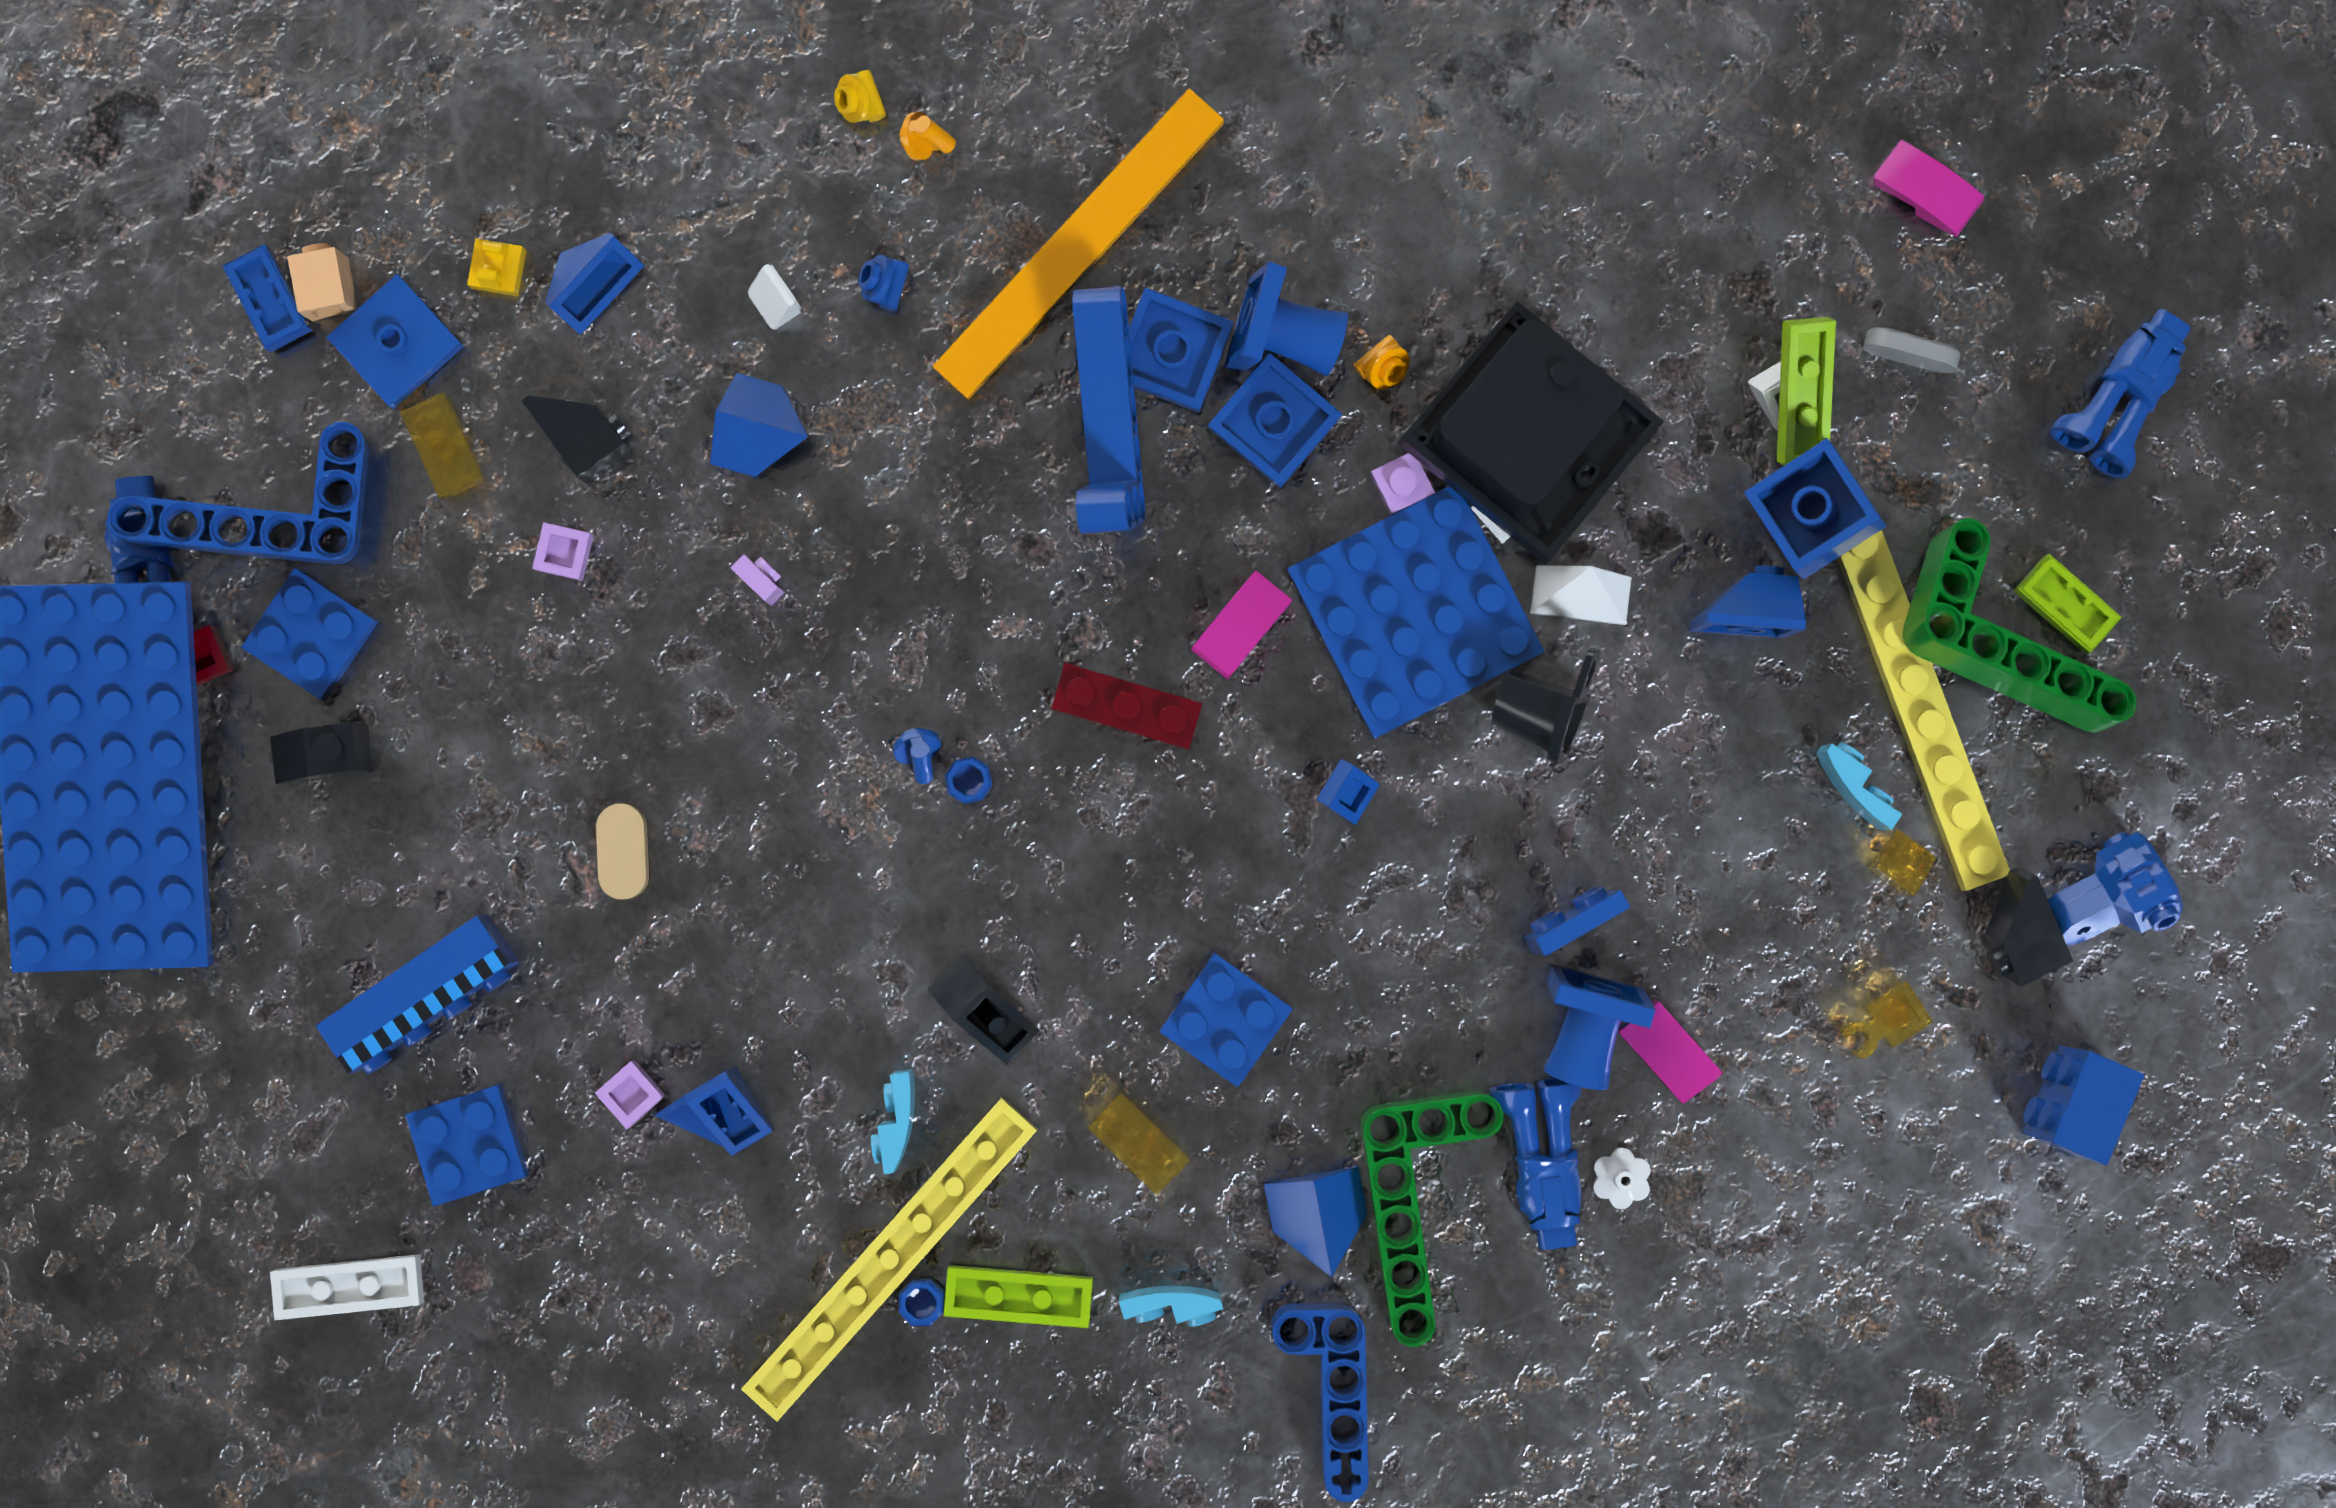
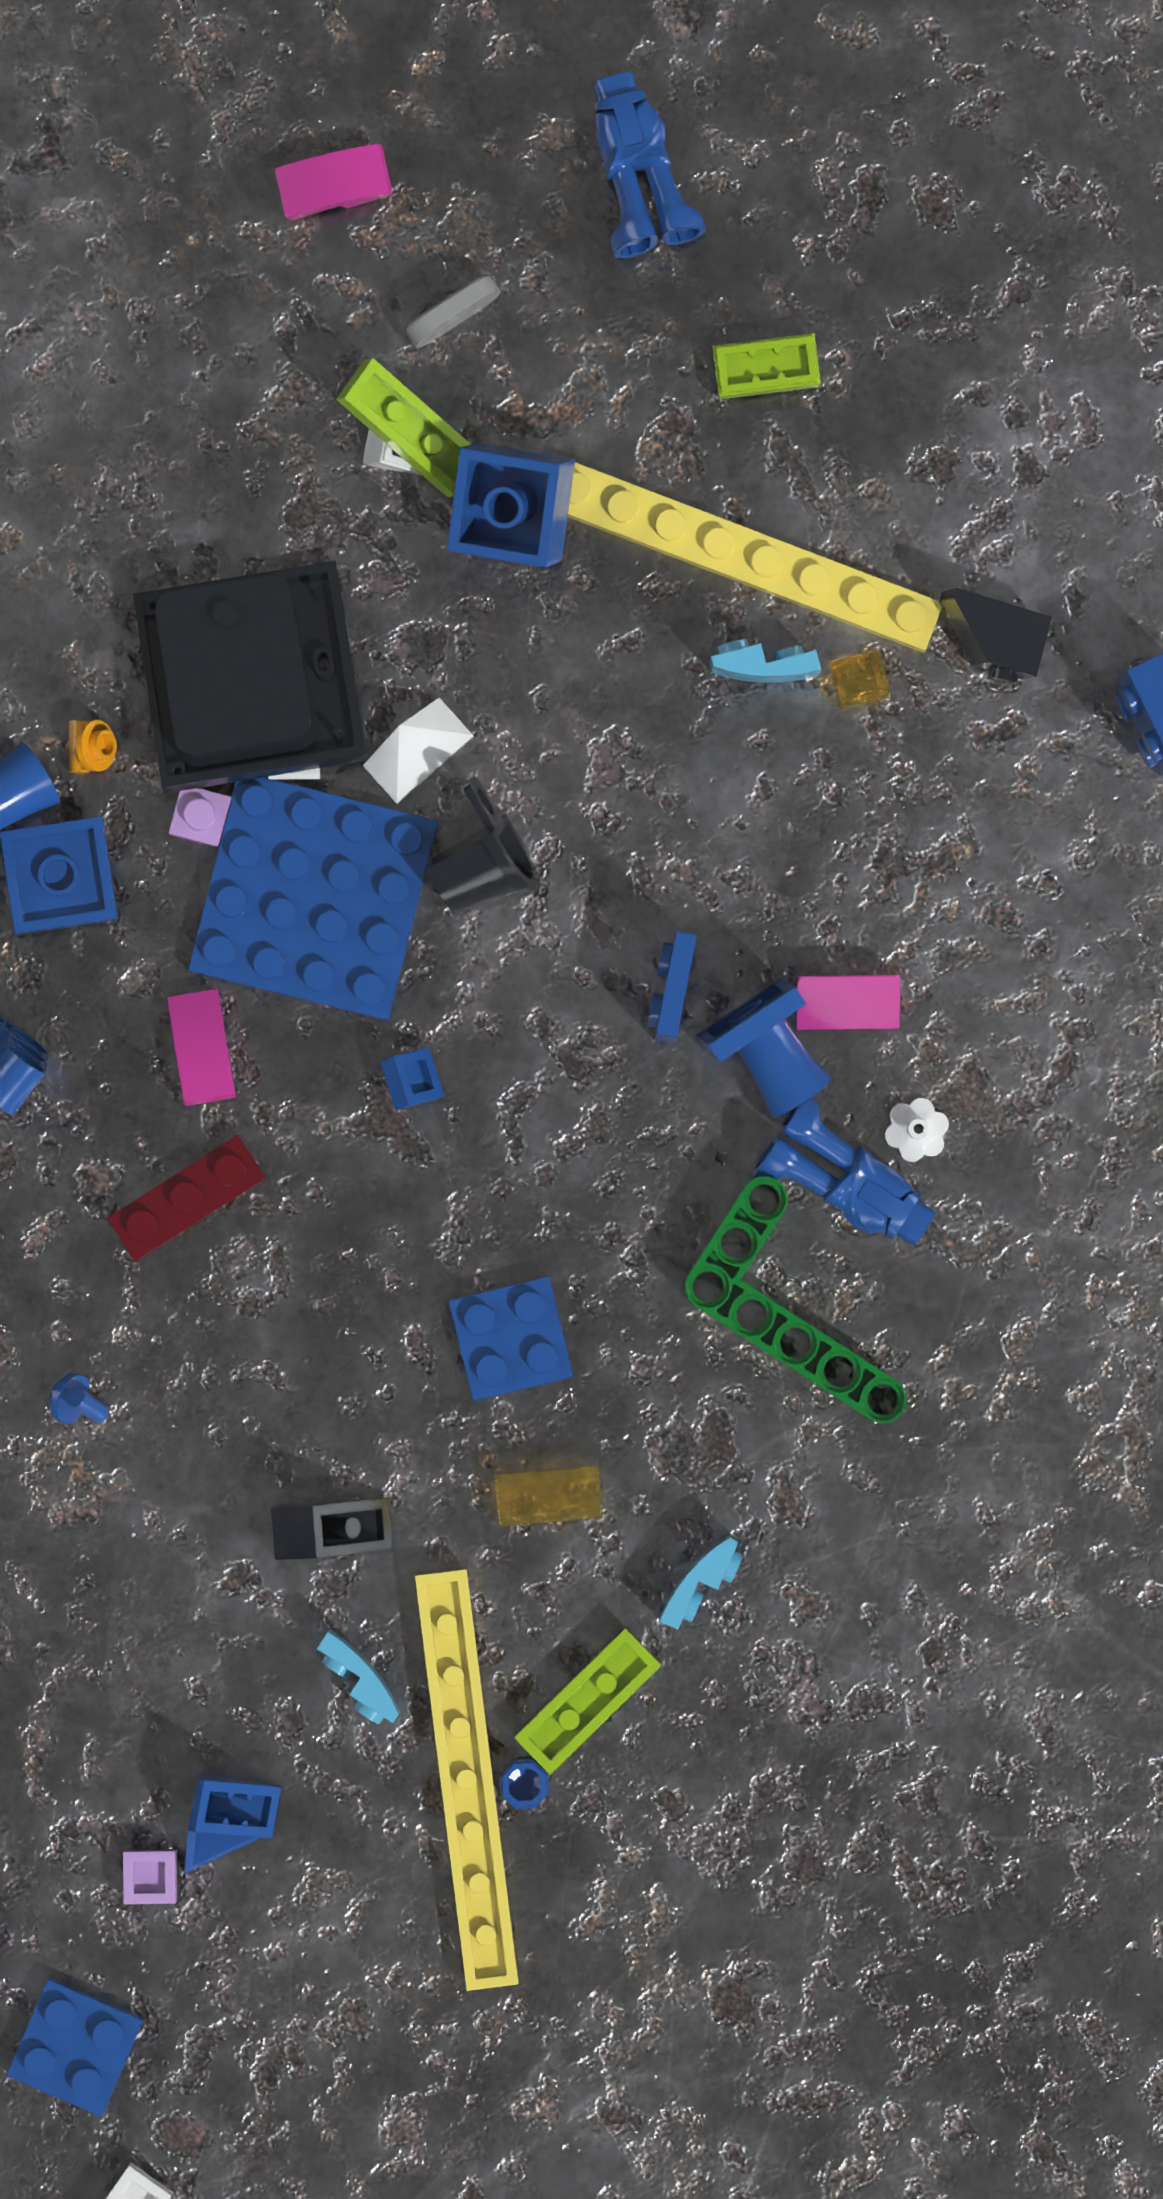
camera: 55 degrees left, 0 degrees up
(968, 780) = (134, 1379): blue tile -> none
(1318, 1214) = (731, 1399): blue slope -> none
(1334, 1400) = (891, 1517): blue beam -> none
(1756, 605) = (548, 620): blue slope -> none
(1892, 1016) = (975, 798): clear yellow plate -> none
(1998, 646) = (751, 452): green beam -> none
(2127, 889) = (1030, 526): blue piece -> none

